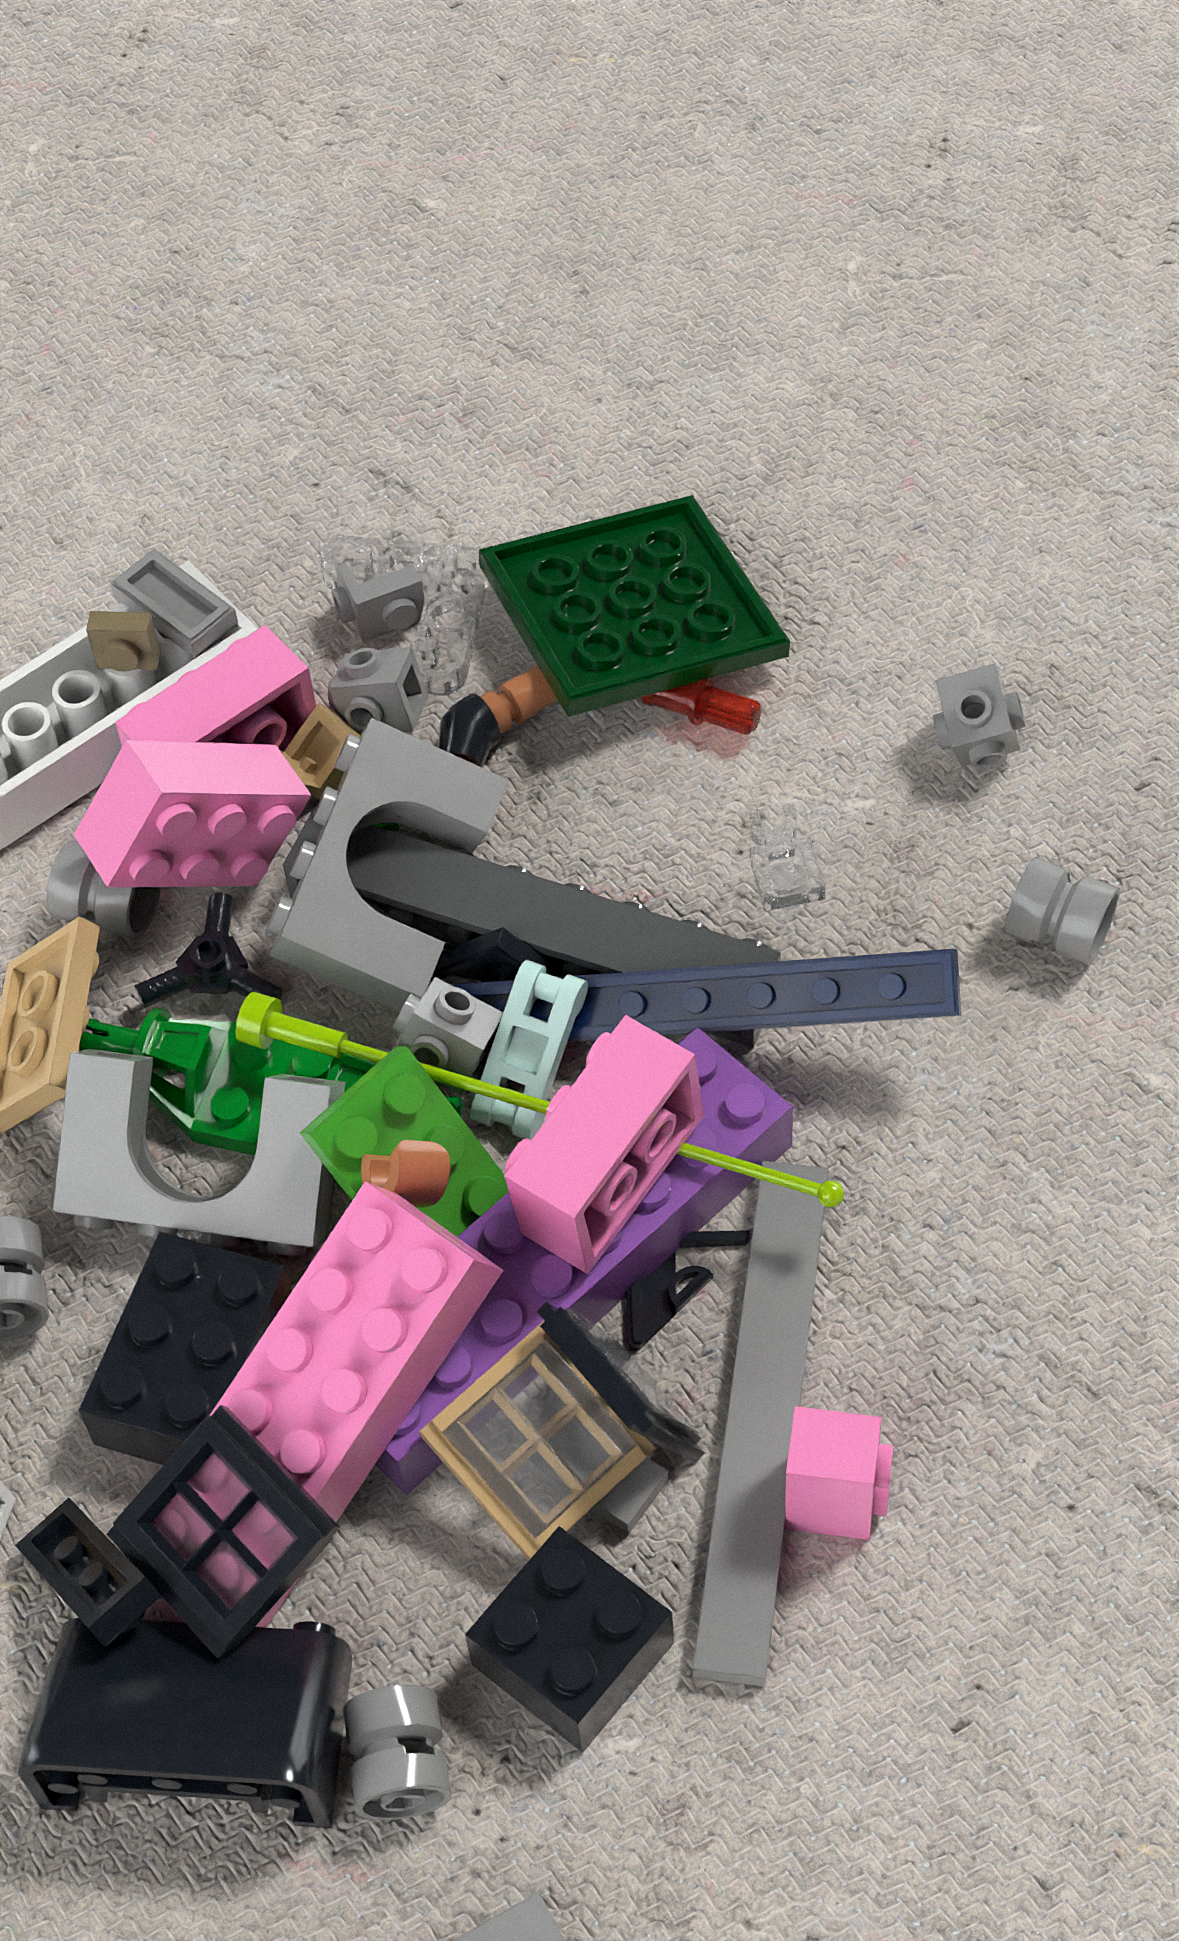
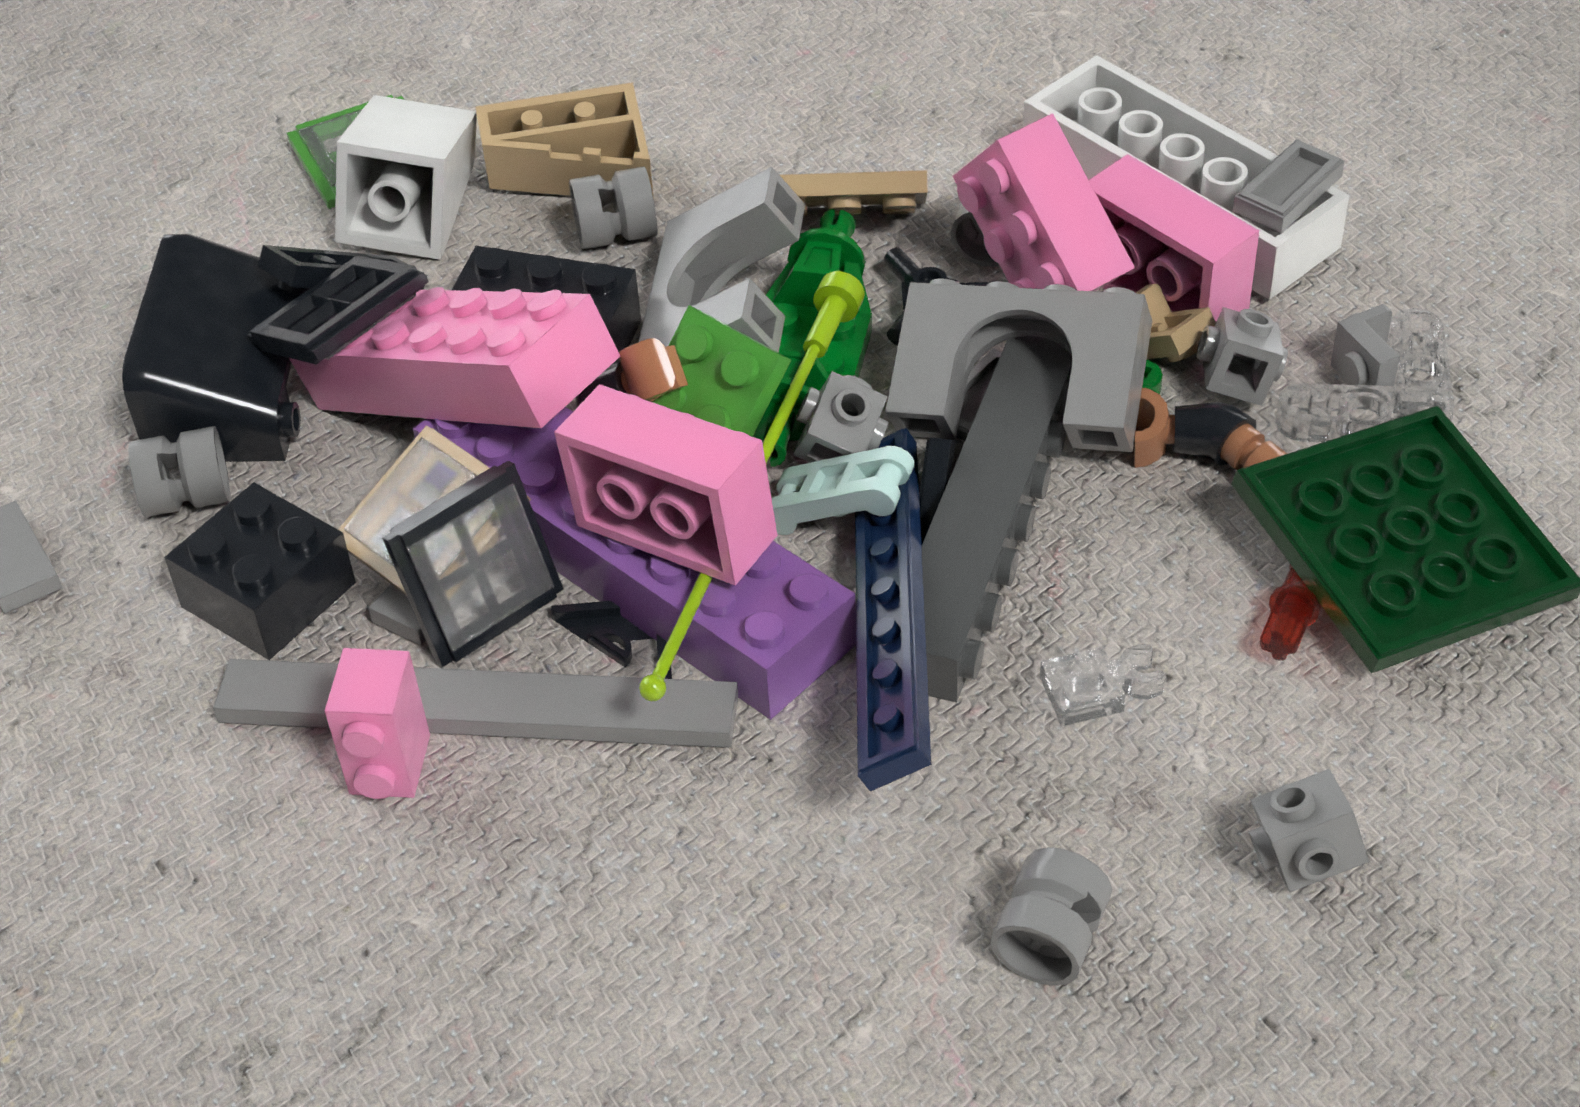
camera: 85 degrees right, 10 degrees down
(123, 640) = (1222, 150): dark tan plate -> none

